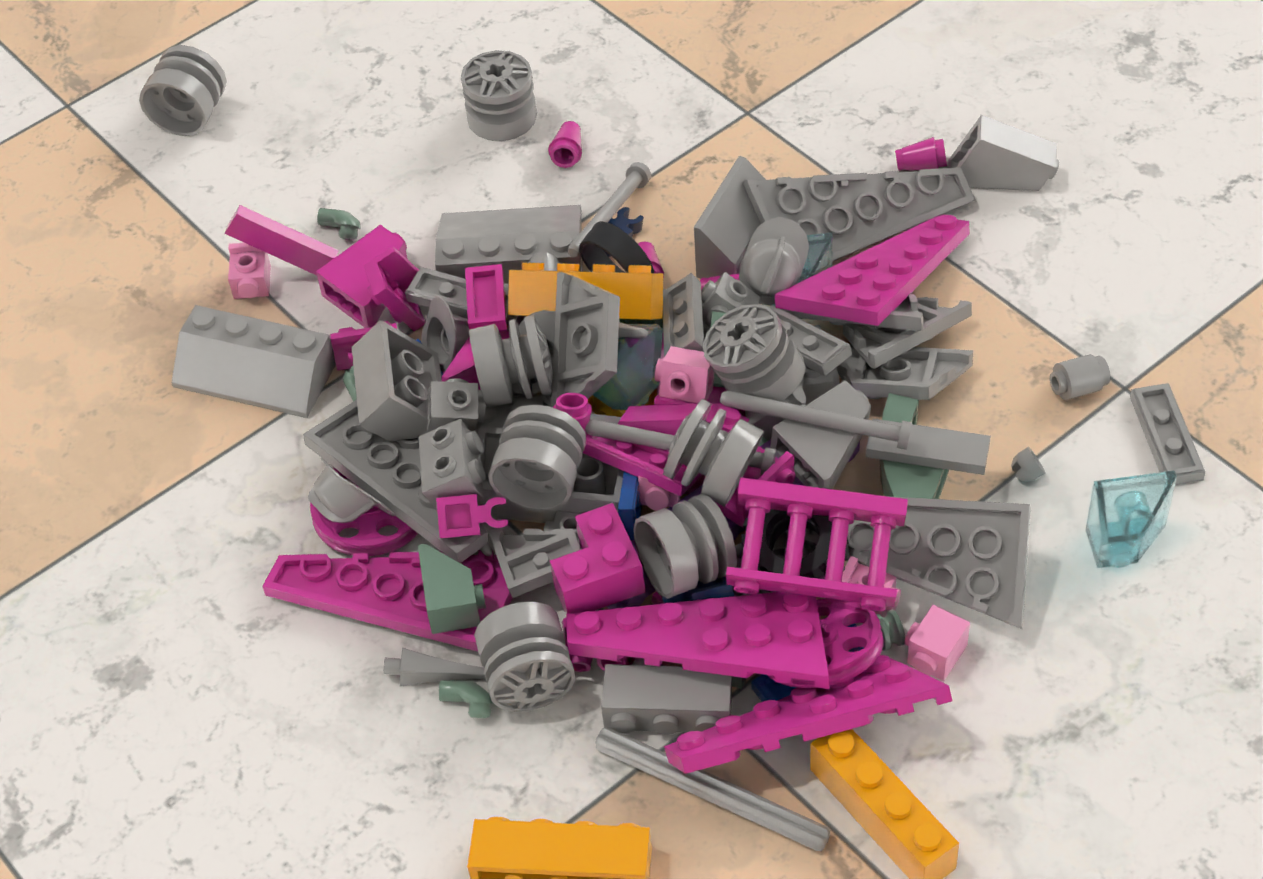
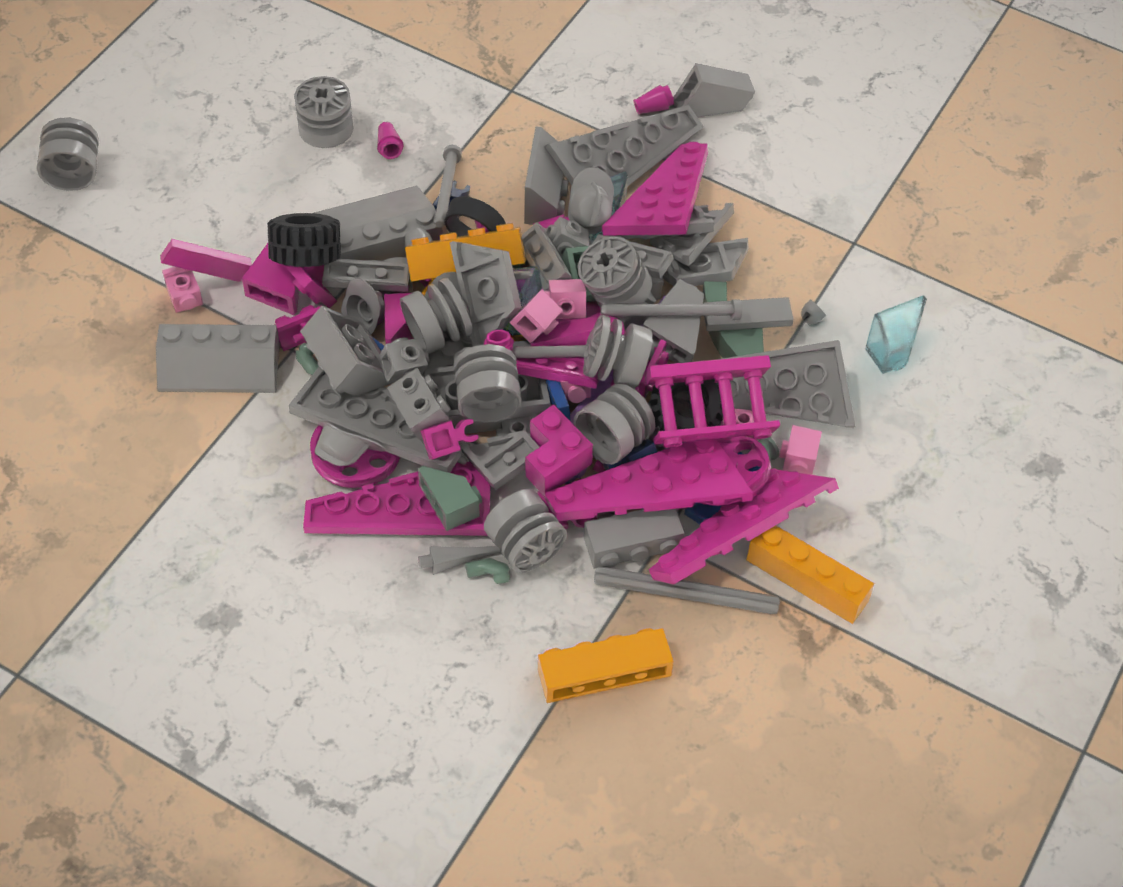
camera: 25 degrees left, 5 degrees up
(339, 218) = (237, 232): sand green arm -> none
(395, 237) = (304, 239): none -> black tyre
(485, 296) = (388, 272): dark pink tile -> none
(633, 387) = (537, 316): none -> bright pink brick
(1079, 376) = (824, 241): light grey brick -> none
(1167, 432) = (894, 268): light grey tile -> none

